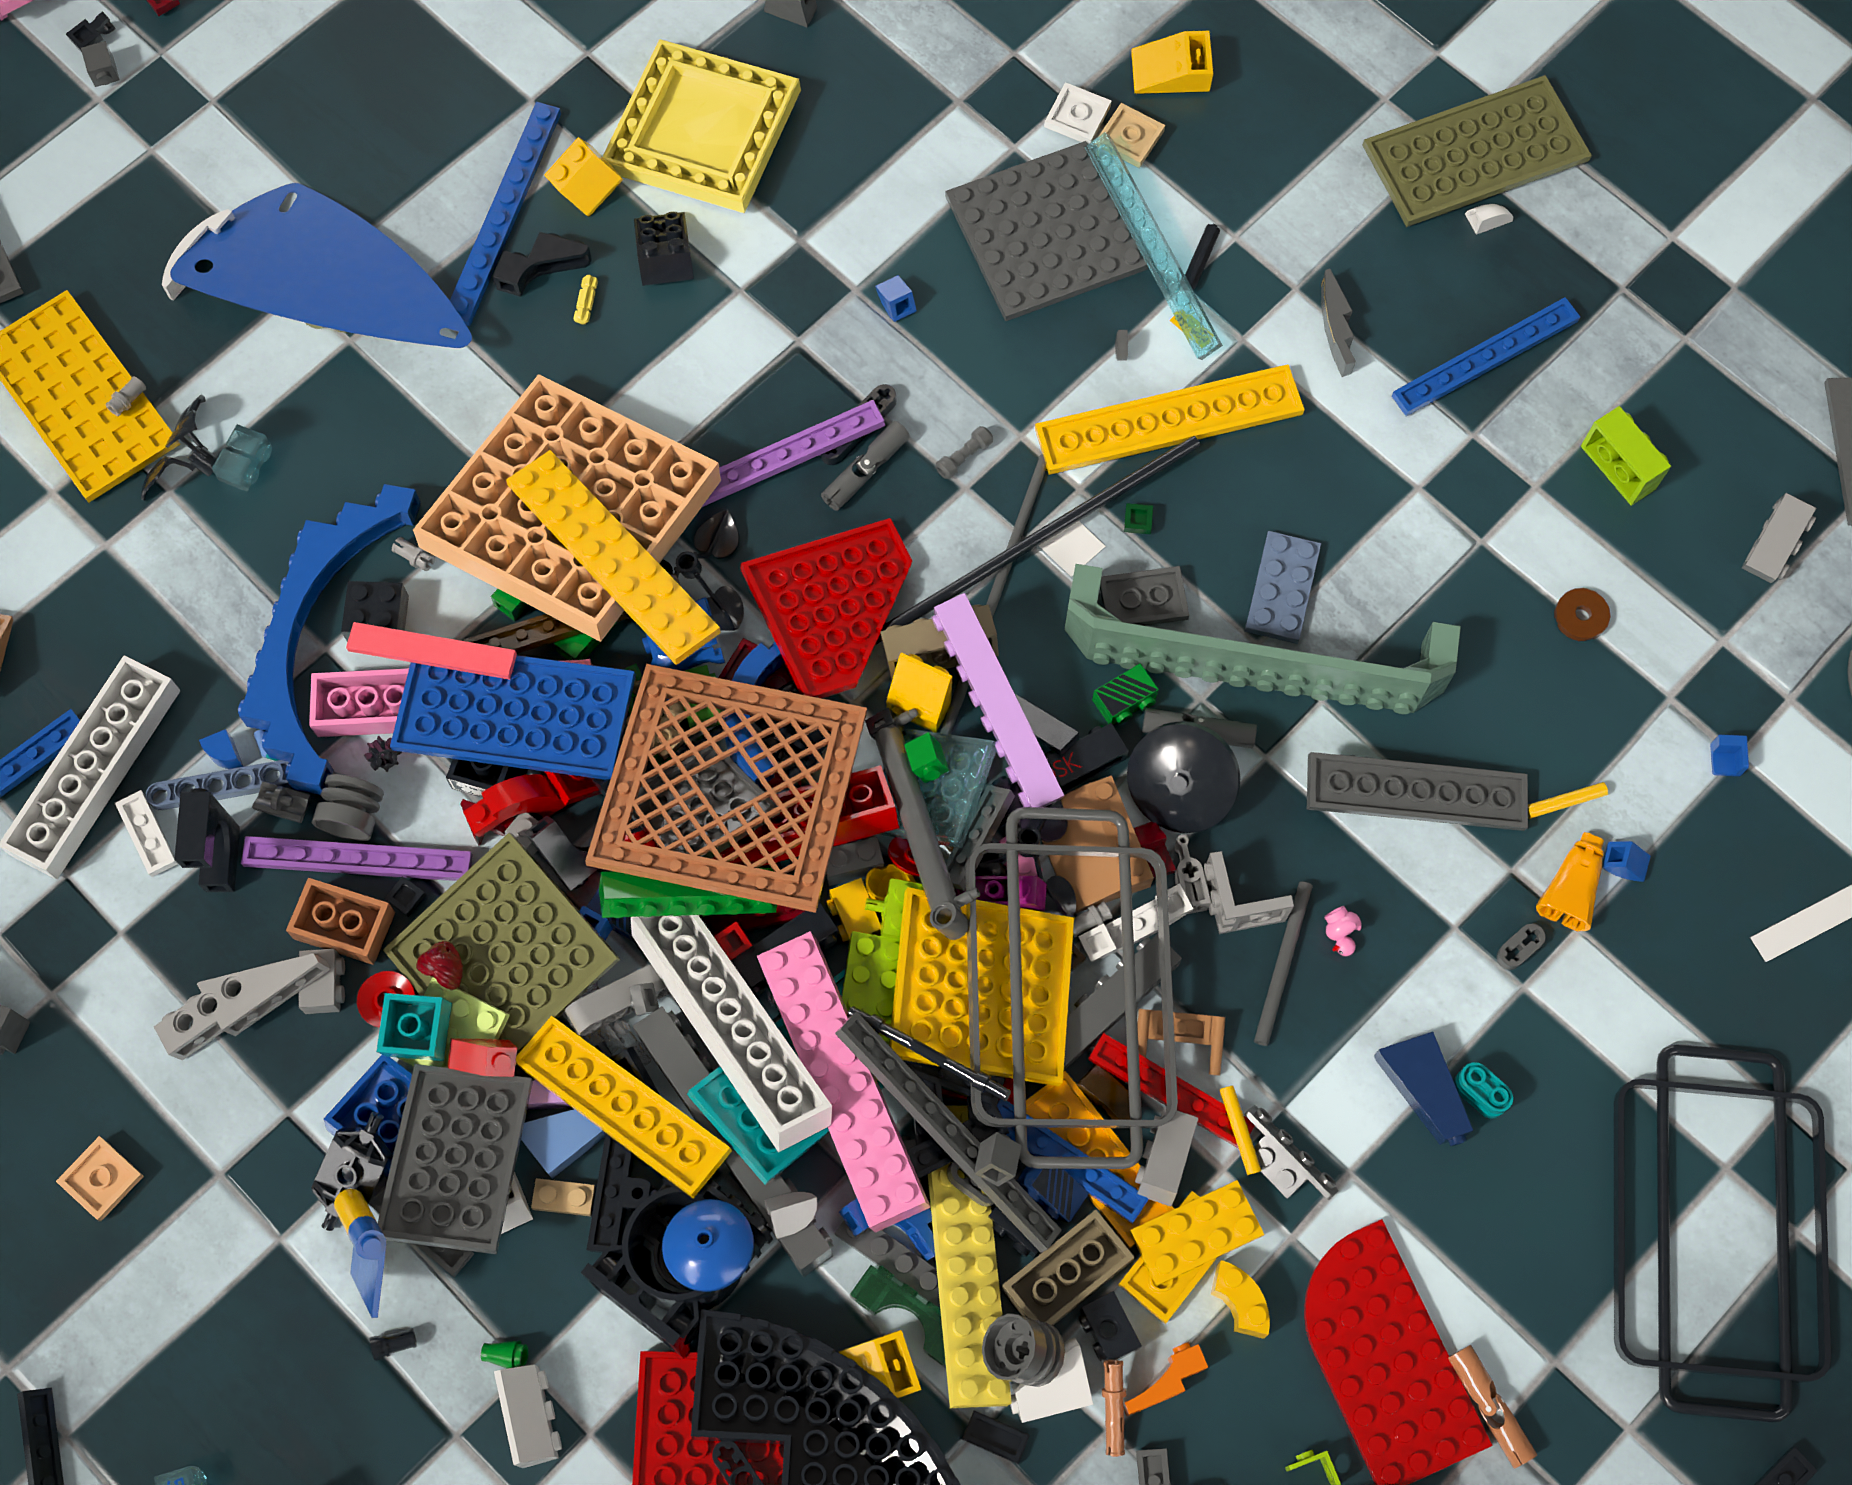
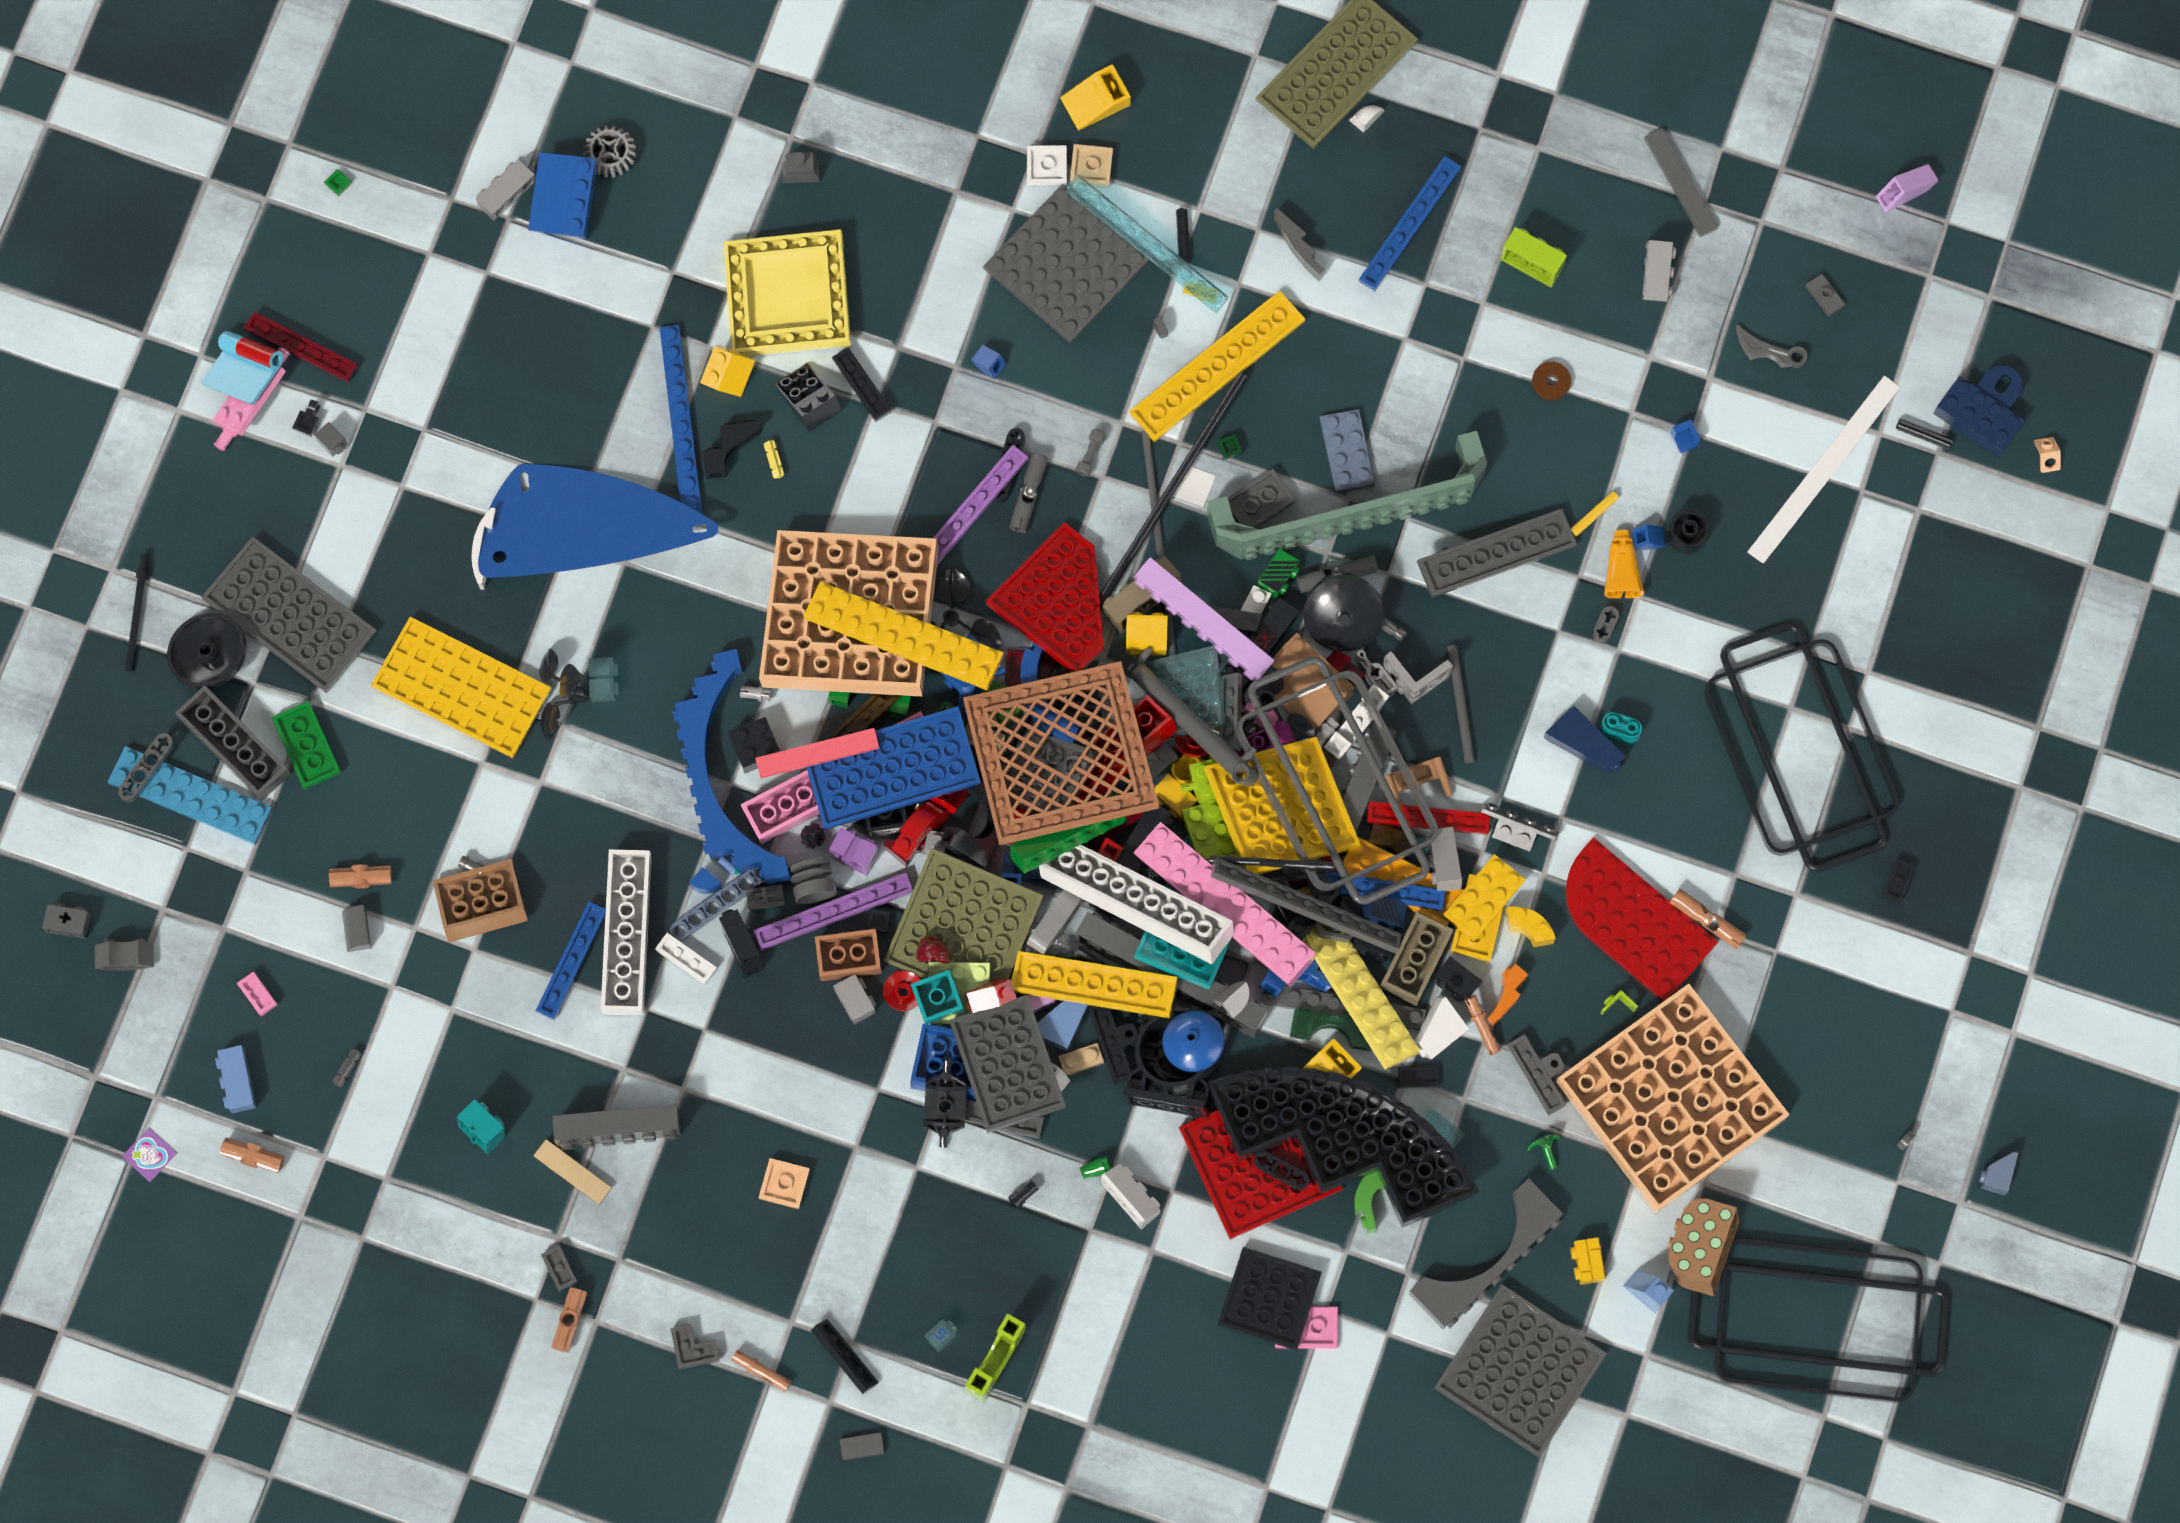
camera: 25 degrees left, 5 degrees up
(123, 399) = (499, 677): light grey pin -> none
(260, 993) = (825, 1022): light grey brick -> none
(368, 1246) = (985, 1142): door -> none
(419, 794) = (853, 851): none -> medium lavender brick
(643, 998) = (1073, 913): dark grey plate -> none
(733, 260) = (861, 384): none -> black plate
(926, 757) = (1174, 676): green brick -> none
(997, 1159) = (1344, 908): dark grey brick -> none
(1023, 1350) = (1413, 1014): dark grey wheel -> none
(1082, 716) = (1256, 600): none -> white plate
(1238, 828) = (1392, 629): none -> dark grey axle
(1240, 1130) = (1480, 820): yellow piece -> none
(1339, 926) = (1486, 663): bright pink animal -> none
(1684, 860) = (1685, 521): none -> black brick

